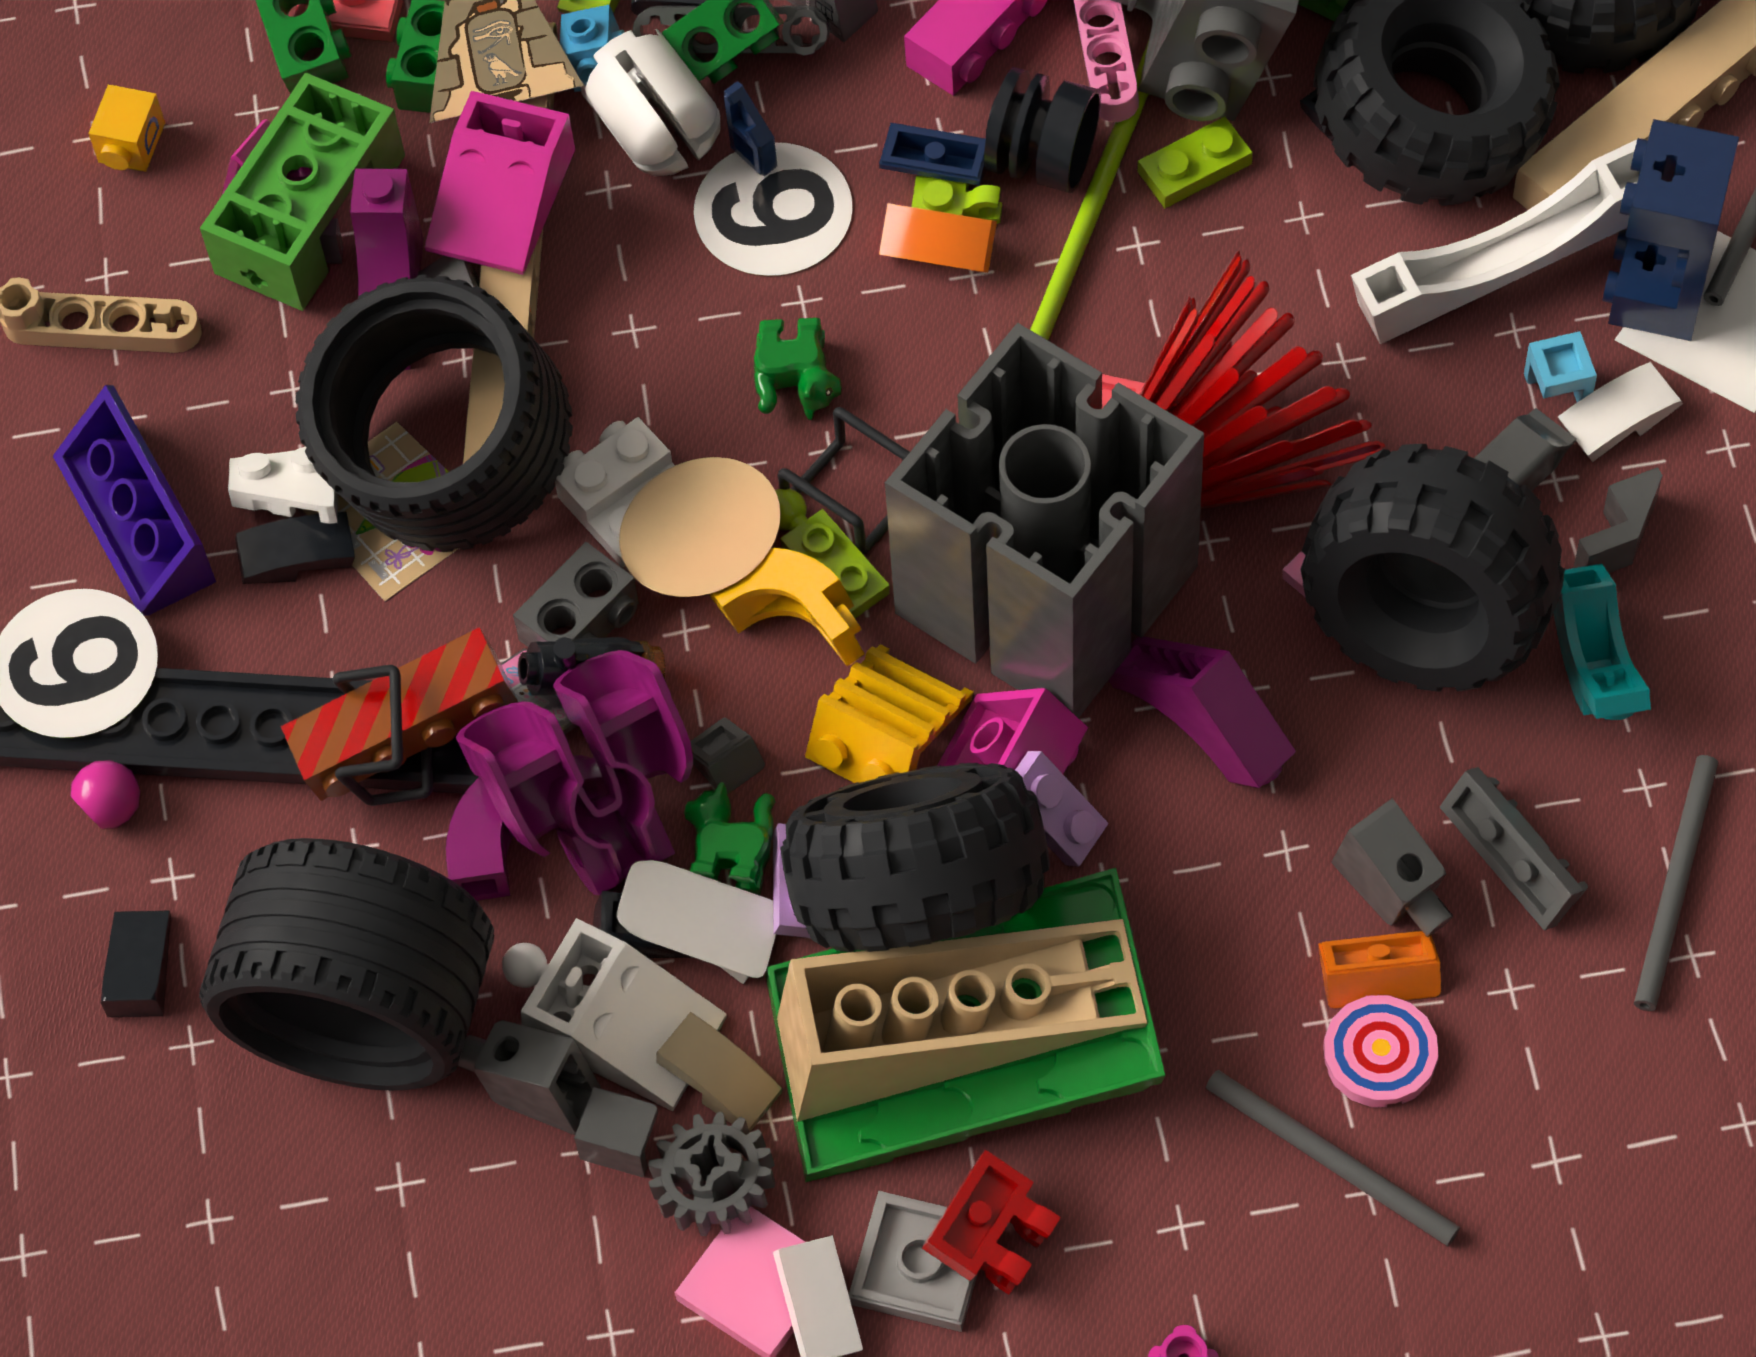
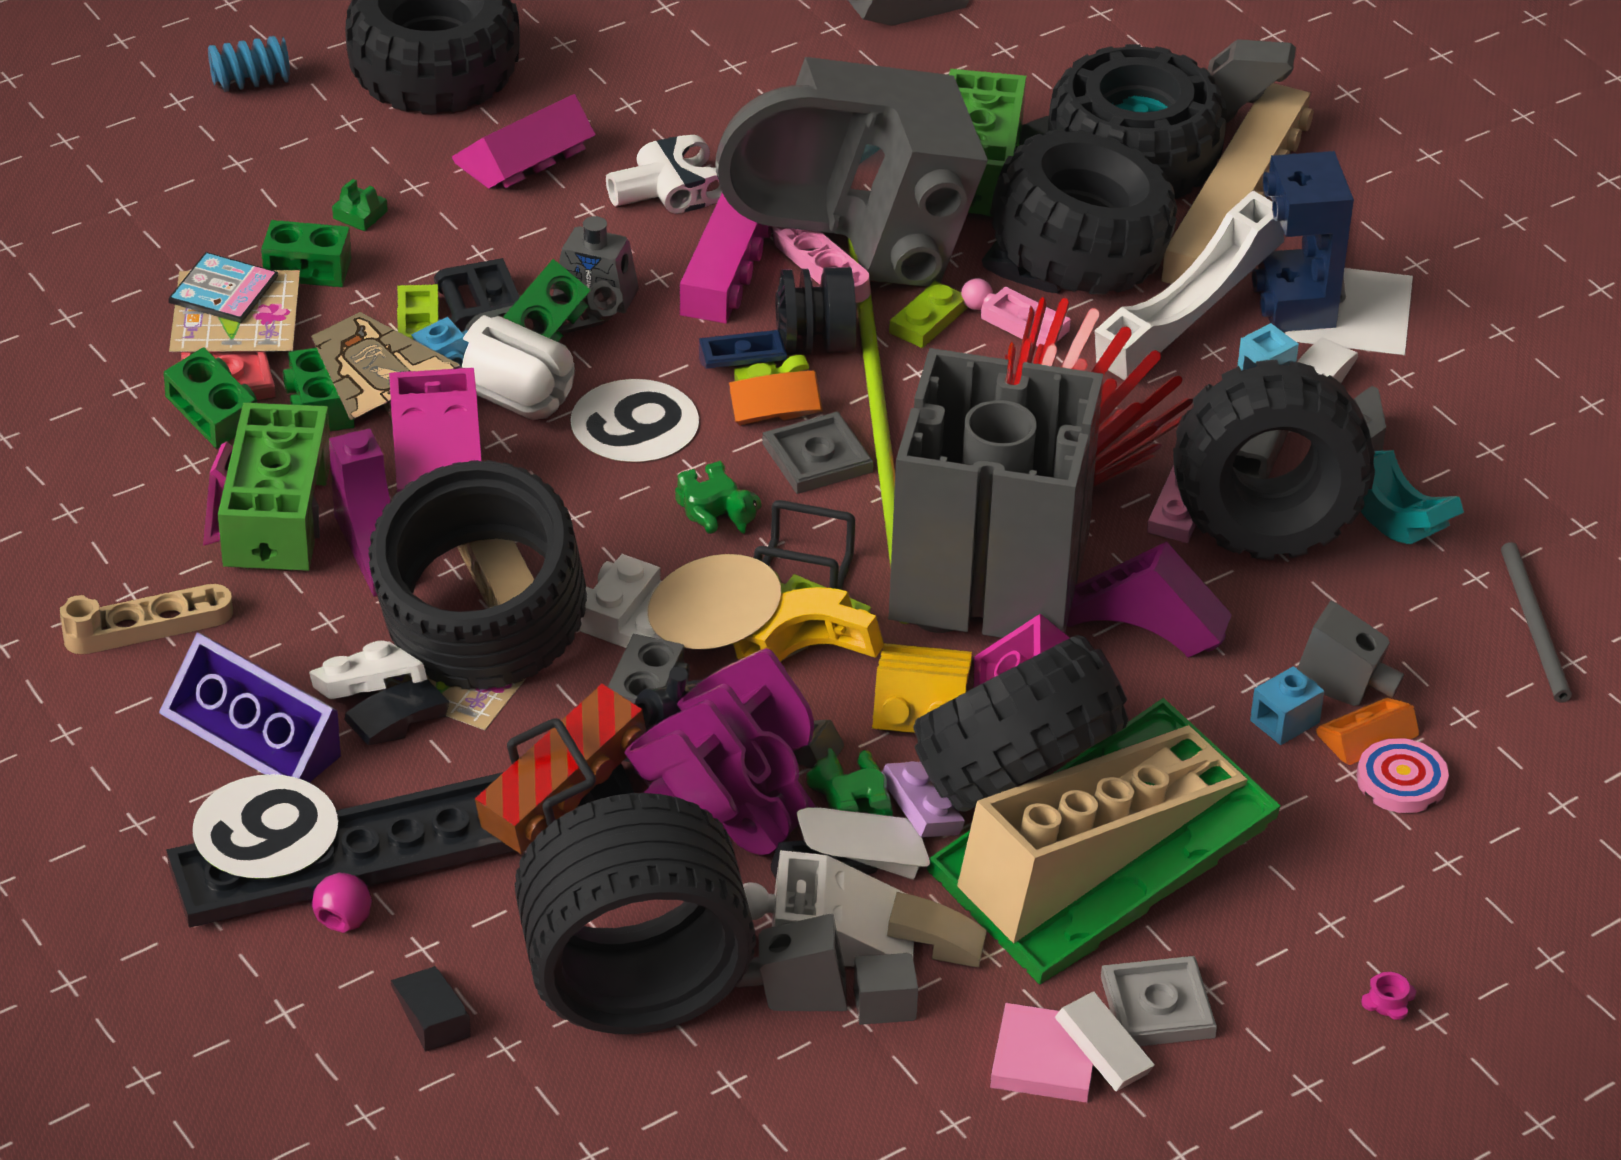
camera: 30 degrees left, 20 degrees down
(126, 128) = (99, 492): yellow brick -> none
(728, 1187) = (973, 990): dark grey gear -> none
(748, 131) = (598, 367): dark blue tile -> none
(950, 327) = (817, 452): none -> dark grey tile
(978, 1216) = (1202, 952): red plate -> none
(1294, 904) = (1287, 705): none -> dark azure brick
(1295, 199) = (1007, 309): none -> bright pink plate
(1333, 1158) = (1411, 847): dark grey piece -> none
(1512, 848) = (1419, 629): dark grey plate -> none

